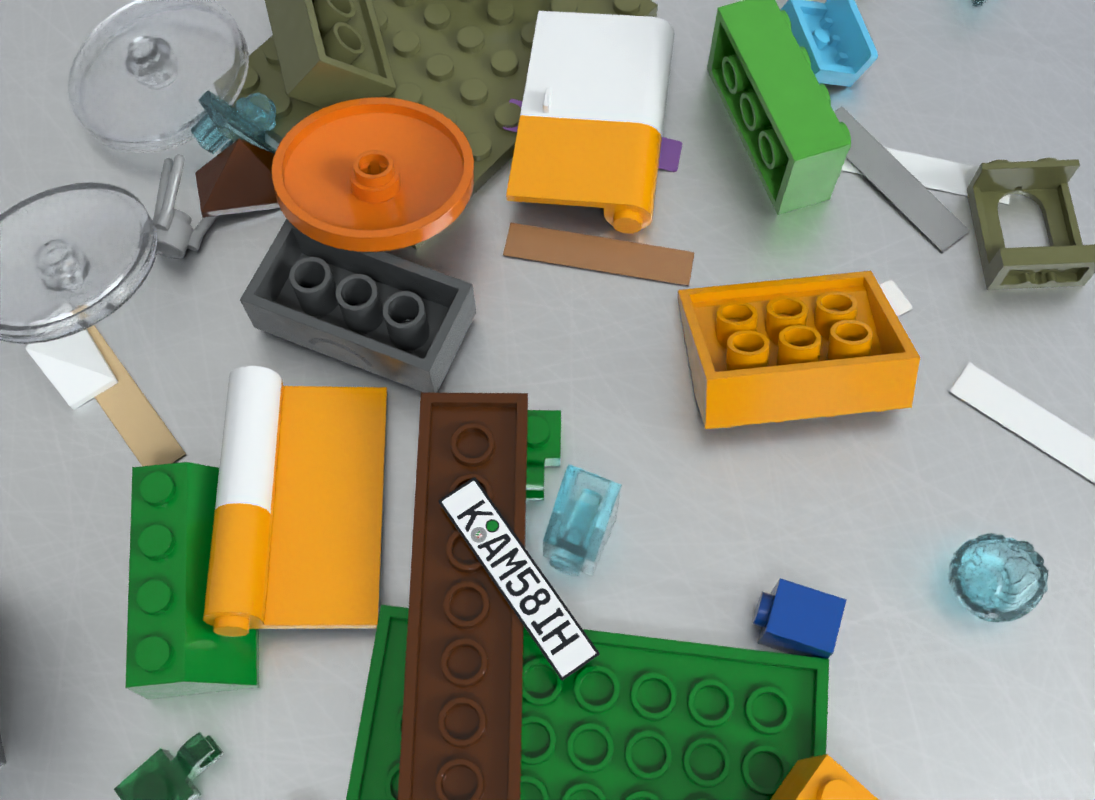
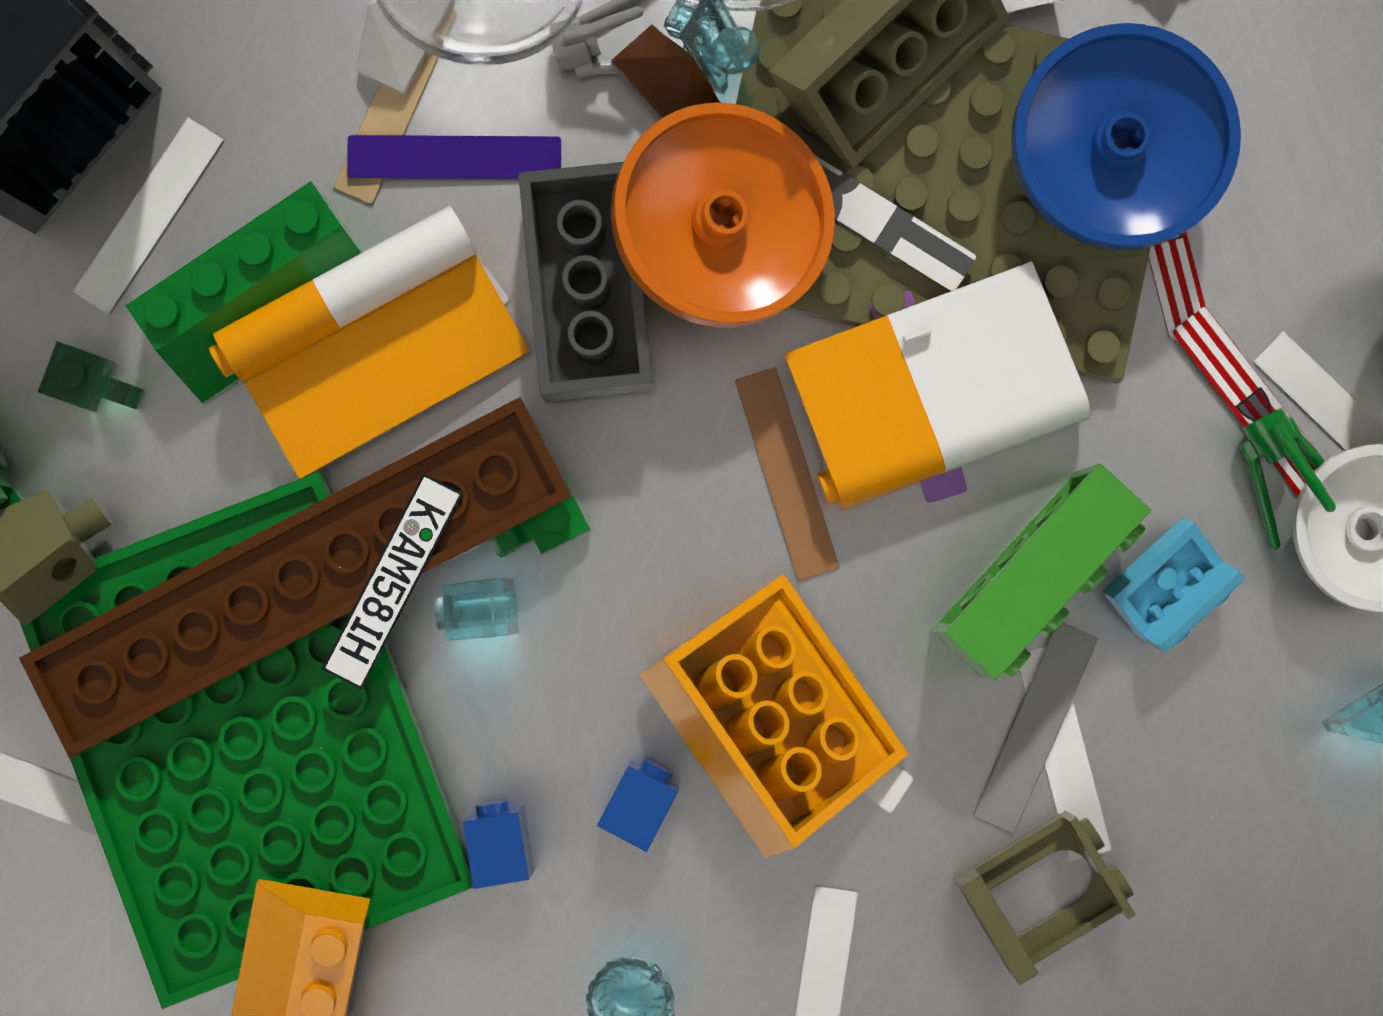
camera: 65 degrees right, 20 degrees up
(64, 651) = (148, 215): none -> white sticker
(187, 376) = (450, 156): none -> dark purple sticker
(469, 80) = (897, 230): none -> sticker
(818, 483) = (639, 803): none -> blue brick

